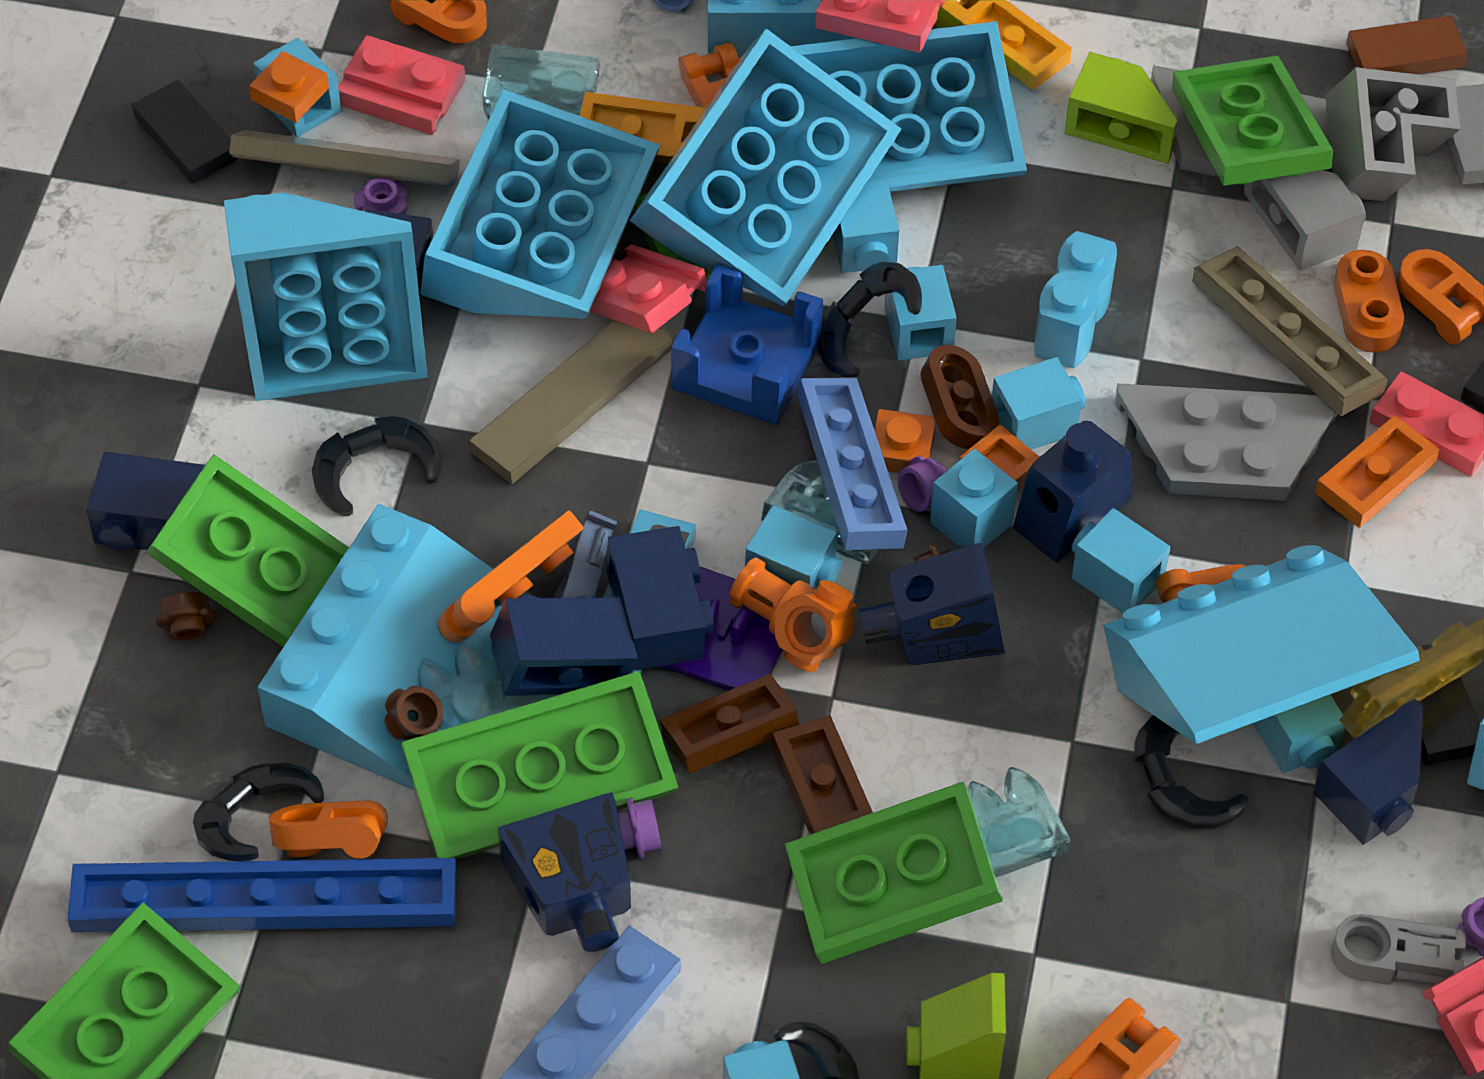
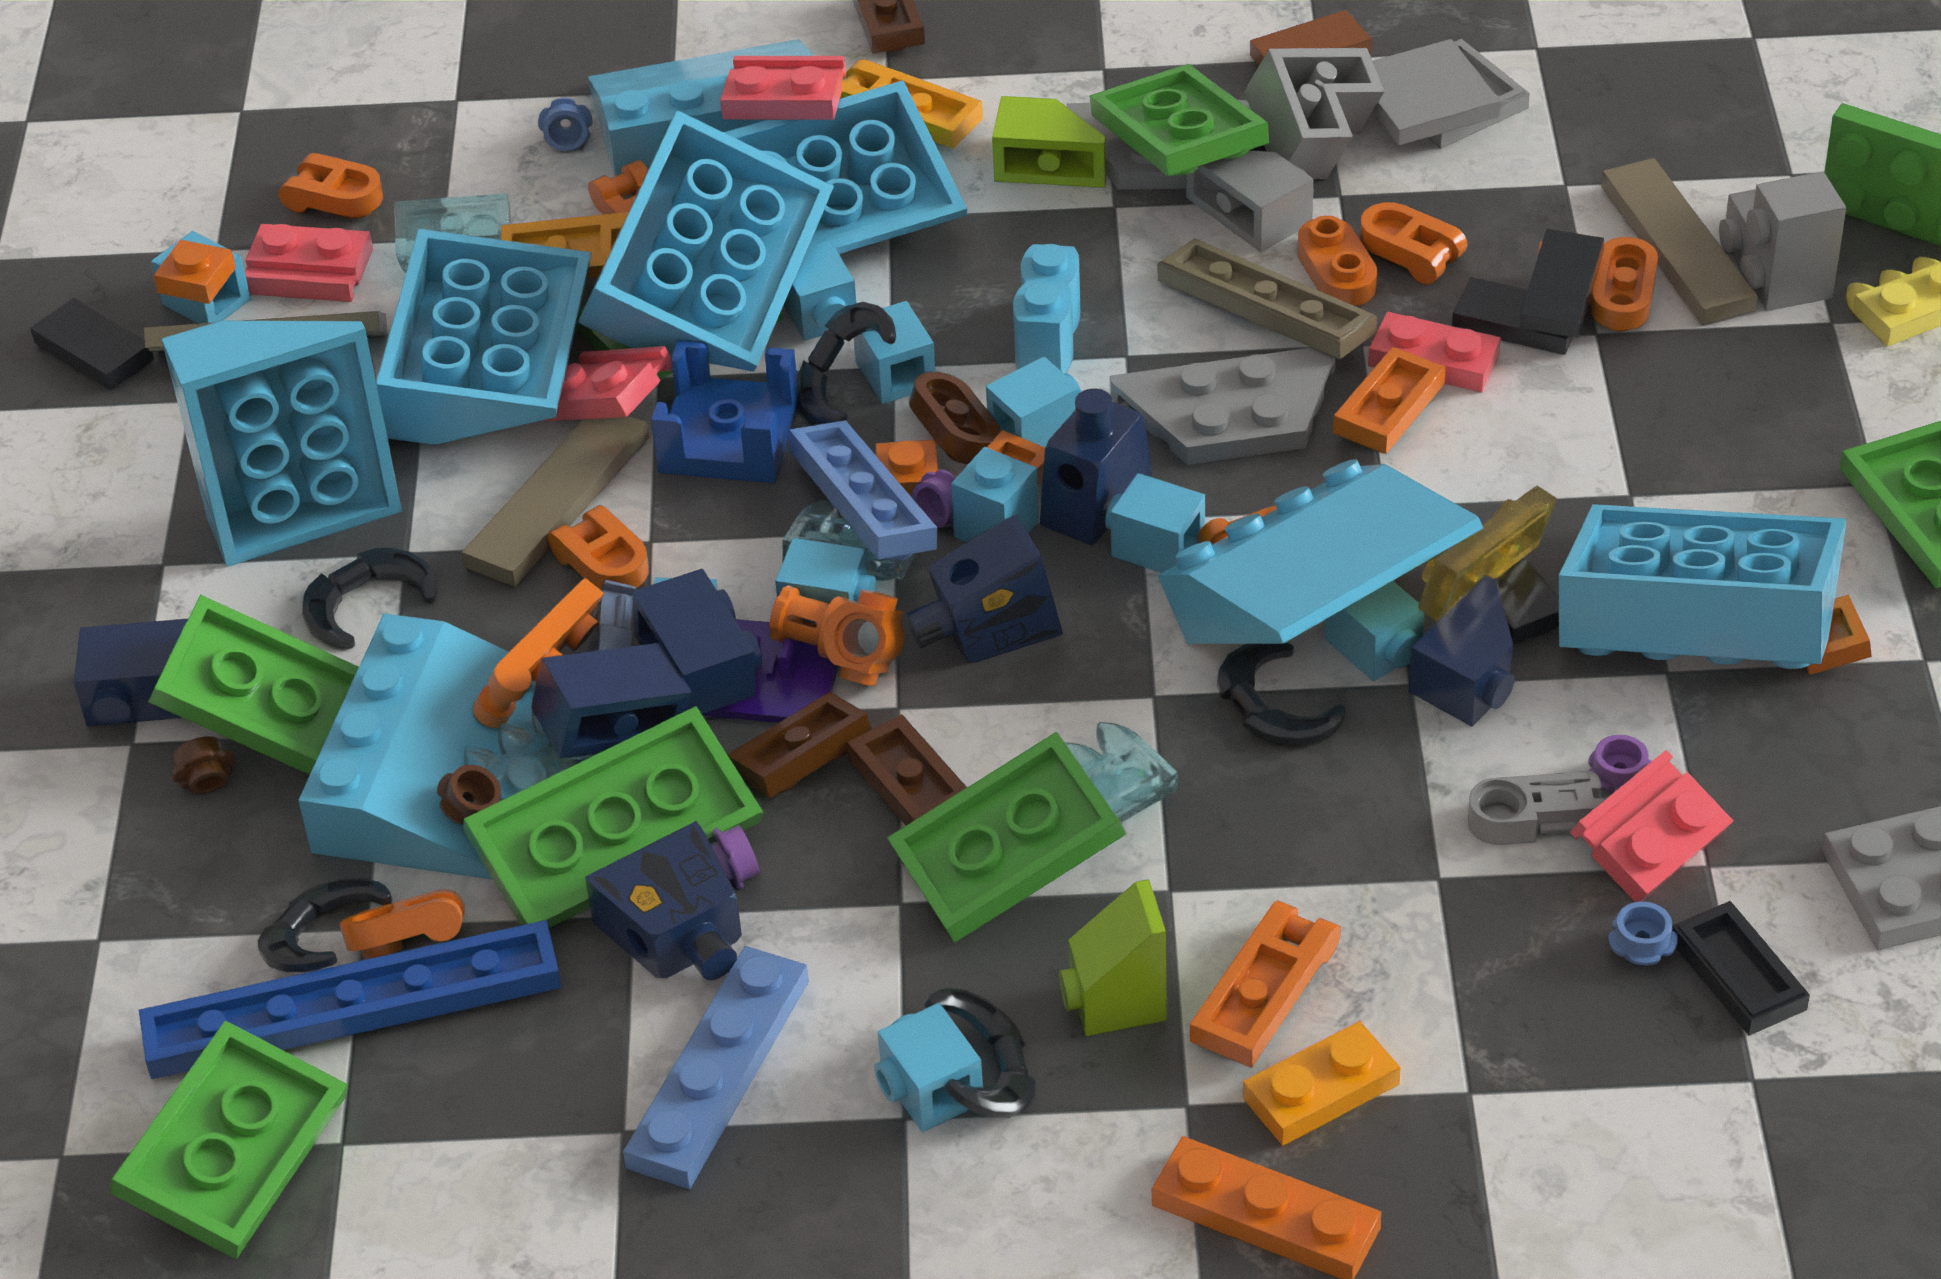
camera: 10 degrees left, 10 degrees down
(604, 482) = (601, 549): none -> orange plate

